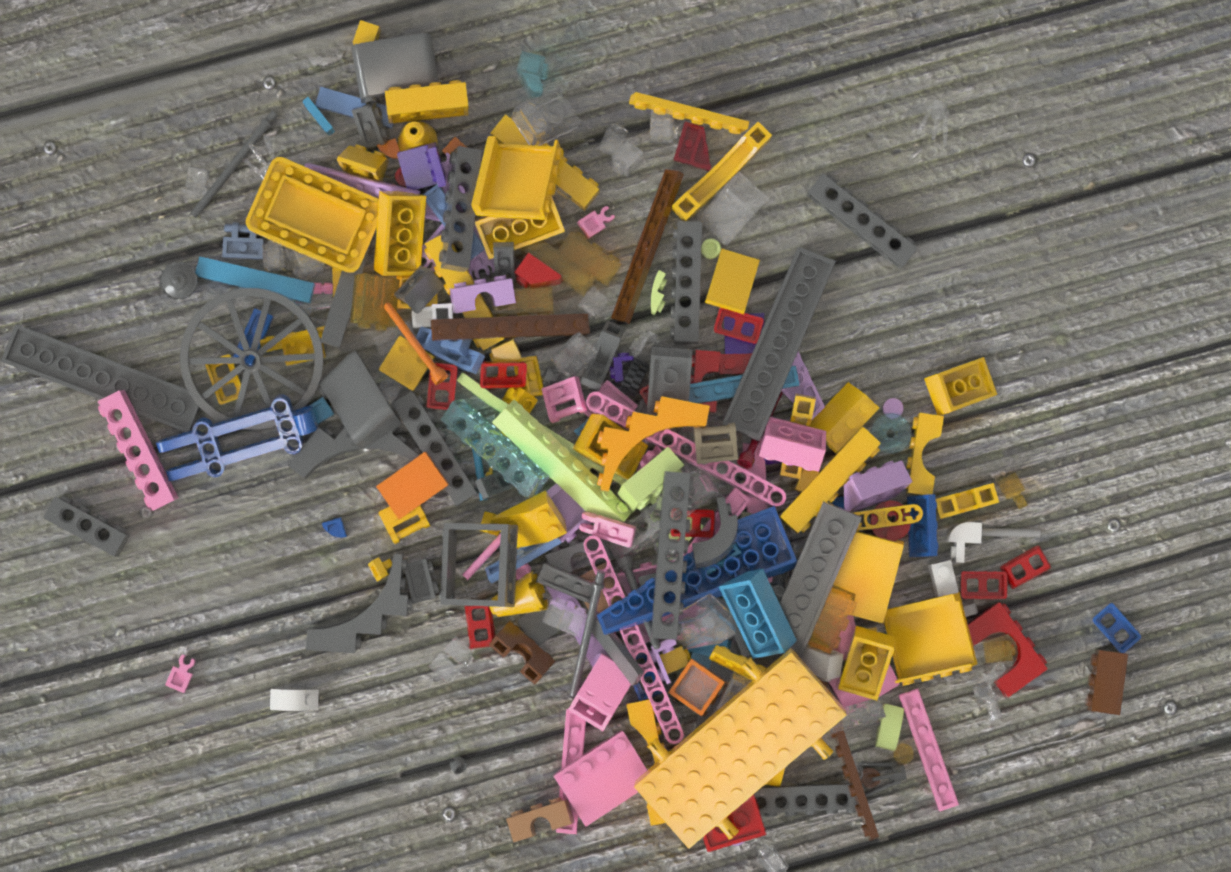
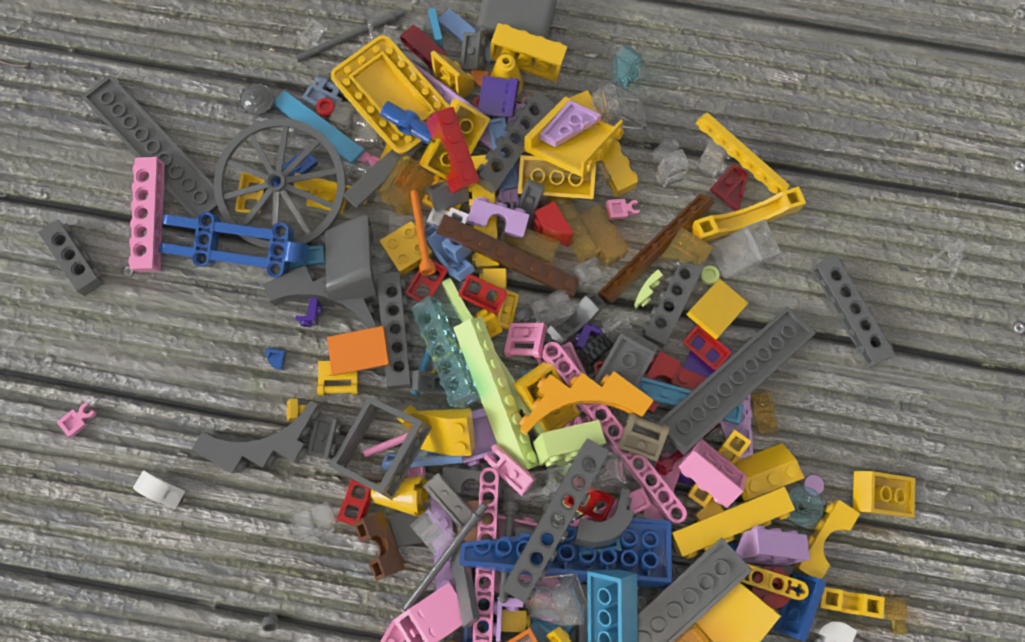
camera: 25 degrees right, 10 degrees down
(252, 256) = (325, 107): none -> red tile
(316, 143) = (420, 44): none -> dark red beam
(347, 238) = (406, 121): none -> blue piece
(349, 466) = (315, 310): none -> dark purple bracket
(428, 269) = (445, 125): none -> red arch
(505, 166) = (569, 123): none -> lavender wing
(677, 235) = (687, 248): none -> clear yellow wing
(819, 361) = (763, 413): none -> clear yellow slope

